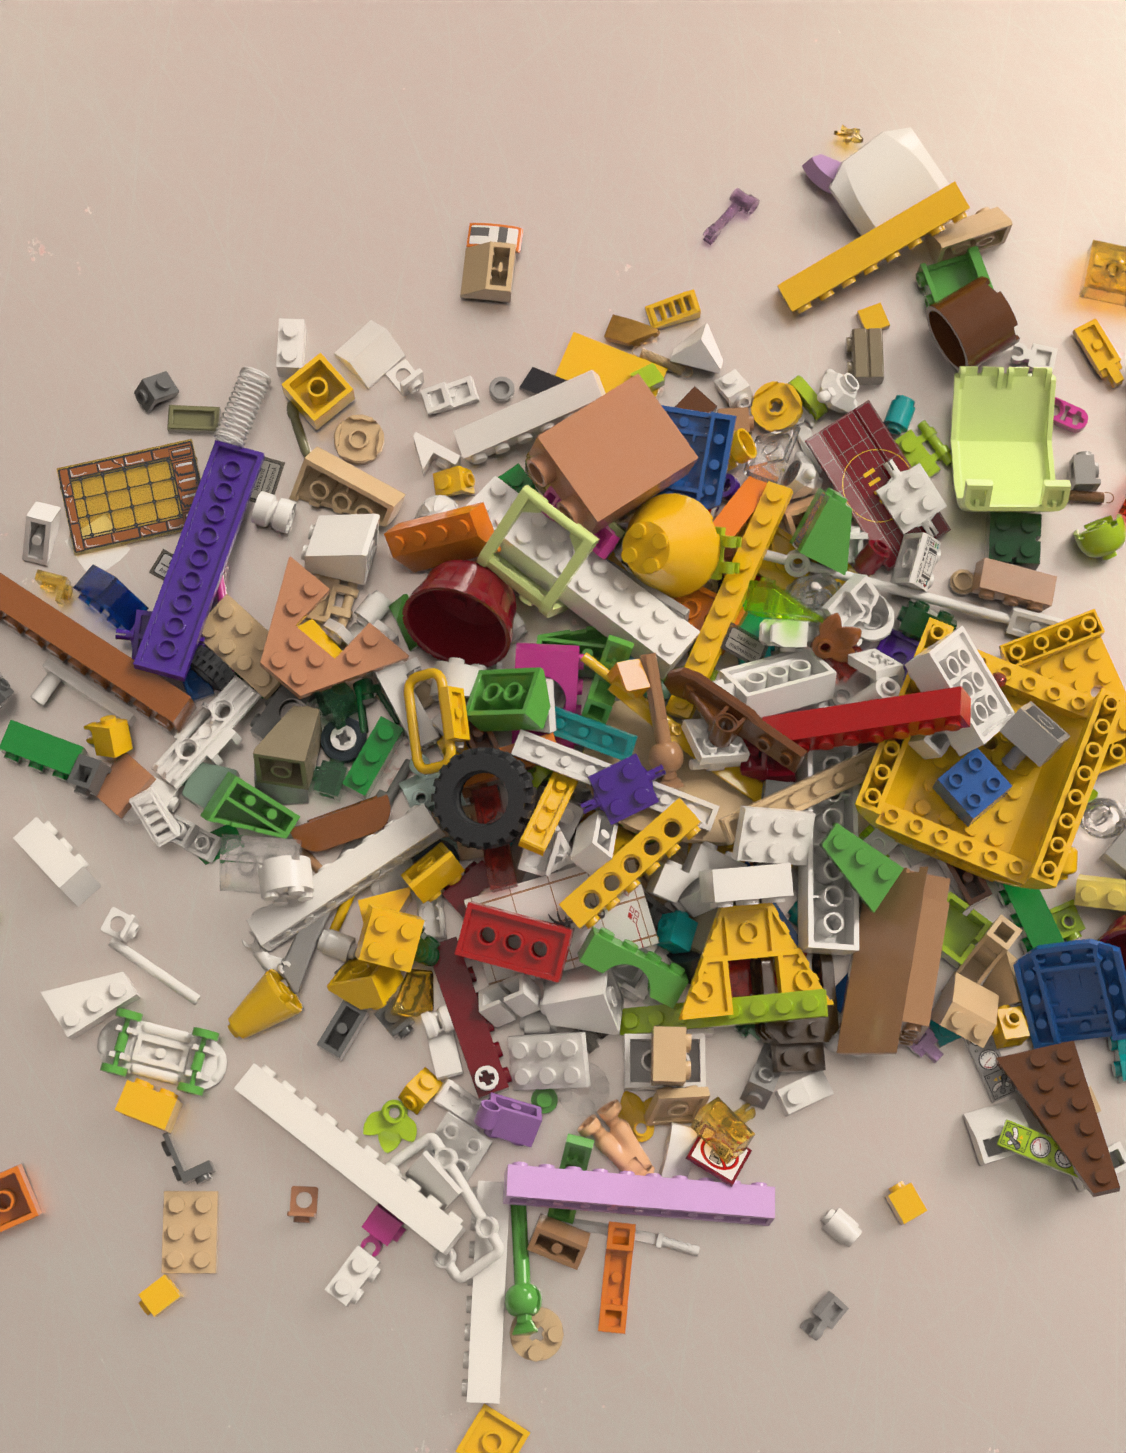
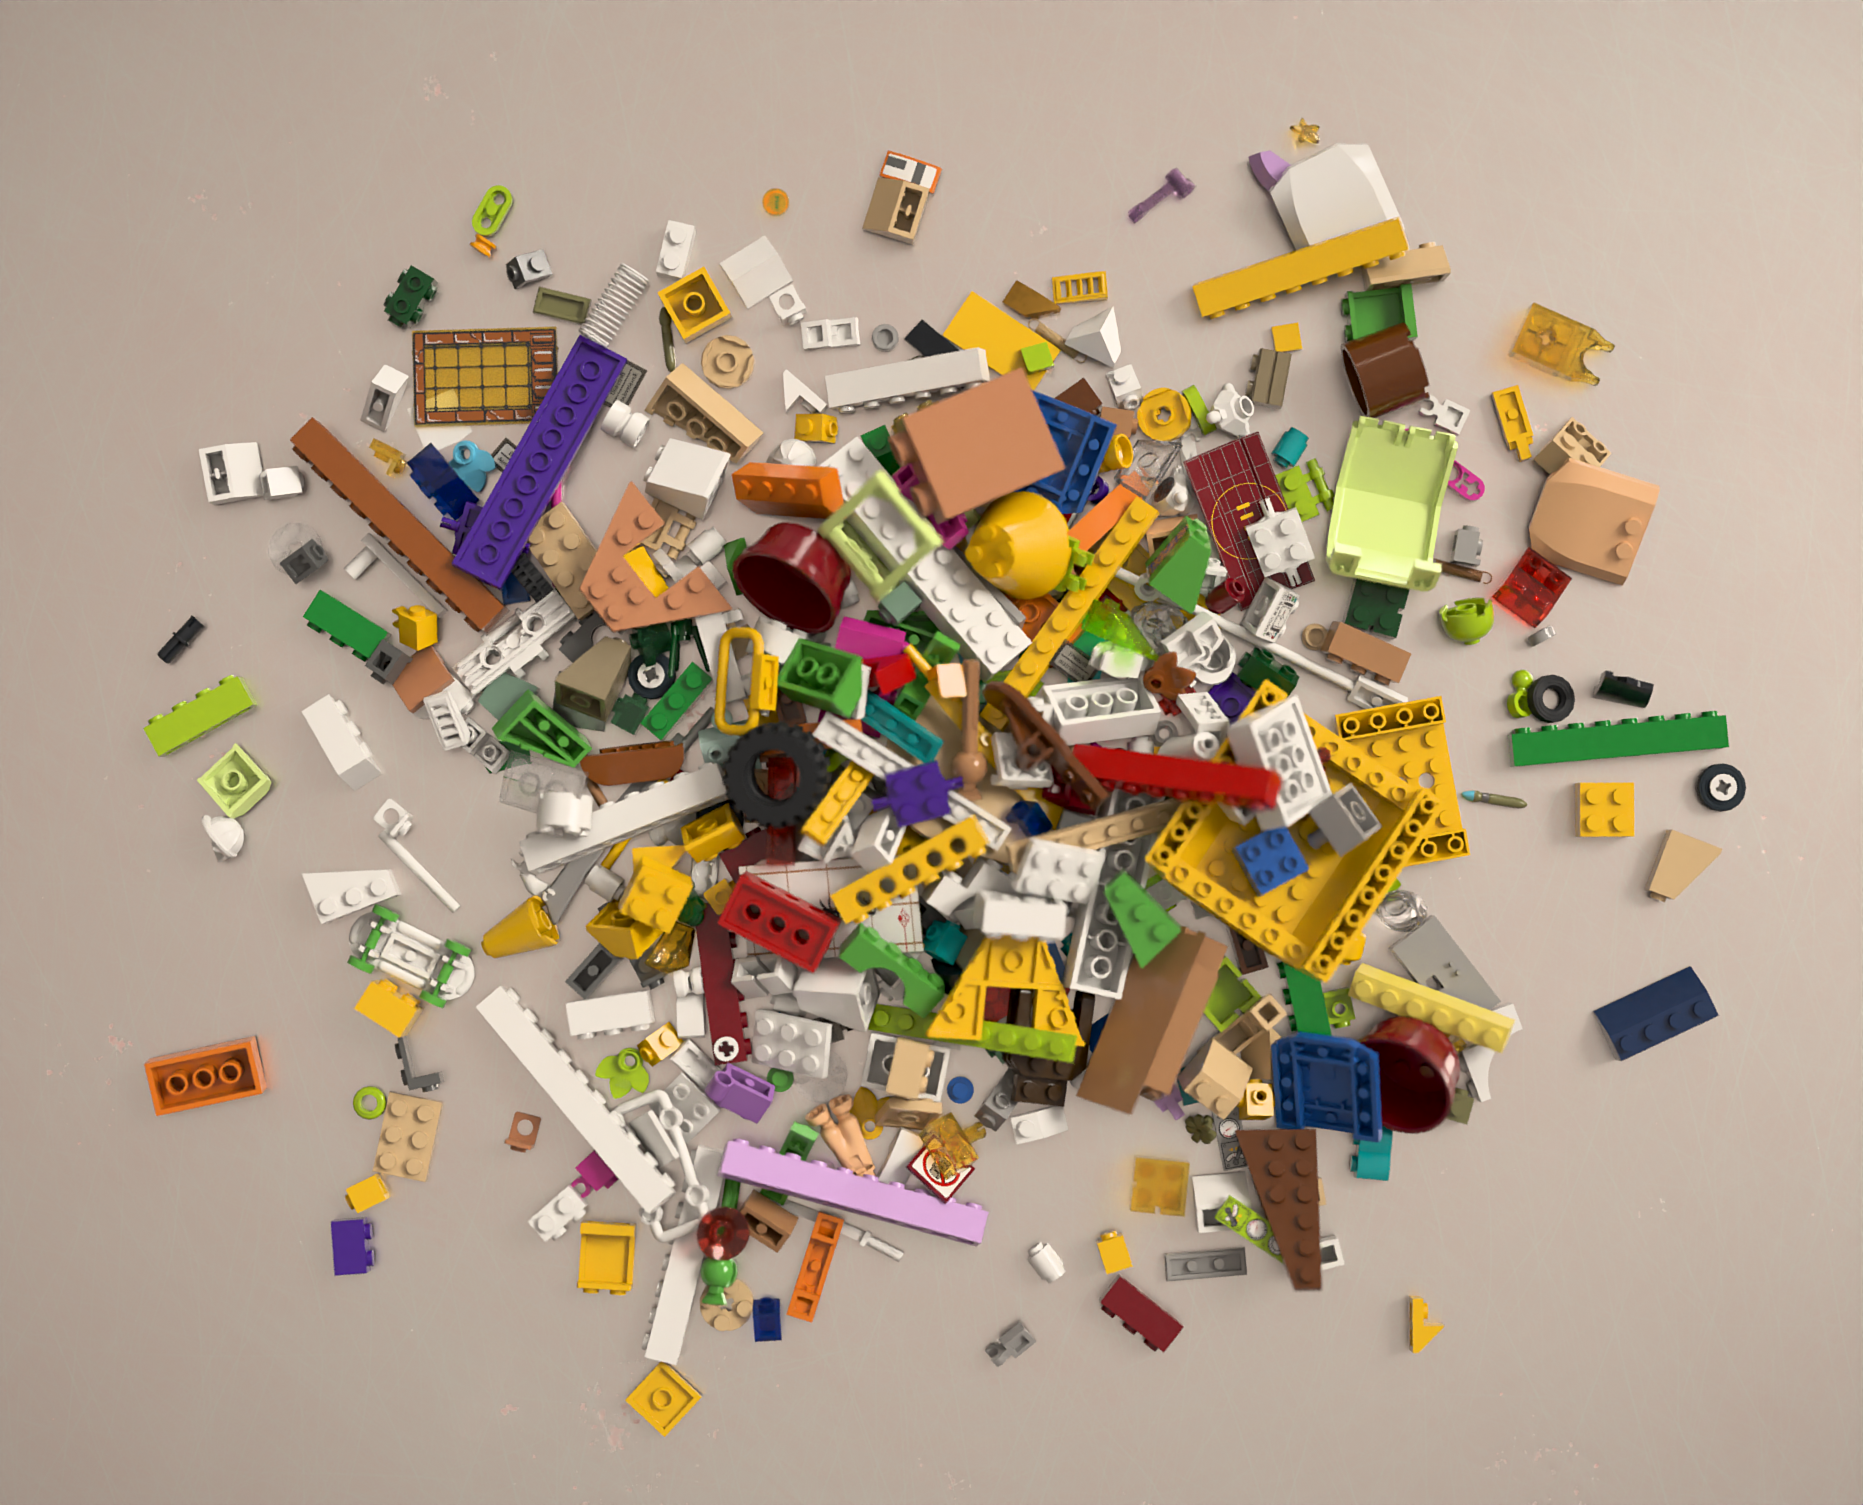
camera: 15 degrees right, 10 degrees up
(49, 437) = (406, 303): none -> dark green brick
(109, 377) = (483, 245): none -> light orange bush
(112, 347) = (492, 211): none -> lime plate
(139, 579) = (475, 467): none -> medium azure plate
(146, 1194) = (357, 1102): none -> lime piece
(154, 1352) = (351, 1246): none -> dark purple brick
(366, 1068) = (610, 1014): none -> white brick
(375, 289) = (775, 202): none -> clear yellow tile
(409, 1310) = (606, 1256): none -> yellow panel
(450, 932) = (719, 895): none -> yellow bracket
(531, 1261) = (733, 1238): none -> clear red dish
(567, 621) = (899, 604): none -> sand green brick
(572, 682) = (889, 671): none -> red slope
(580, 1341) = (767, 1319): none -> clear blue bracket
(721, 1075) = (960, 1090): none -> blue plate
(733, 794) = (1029, 818): none -> clear blue bracket
(935, 1127) = (1159, 1183): none -> clear yellow piece
(944, 1259) = (1140, 1314): none -> dark red brick
(962, 1065) = (1201, 1128): none -> olive plant
(995, 1197) = (1205, 1264): none -> light grey tile

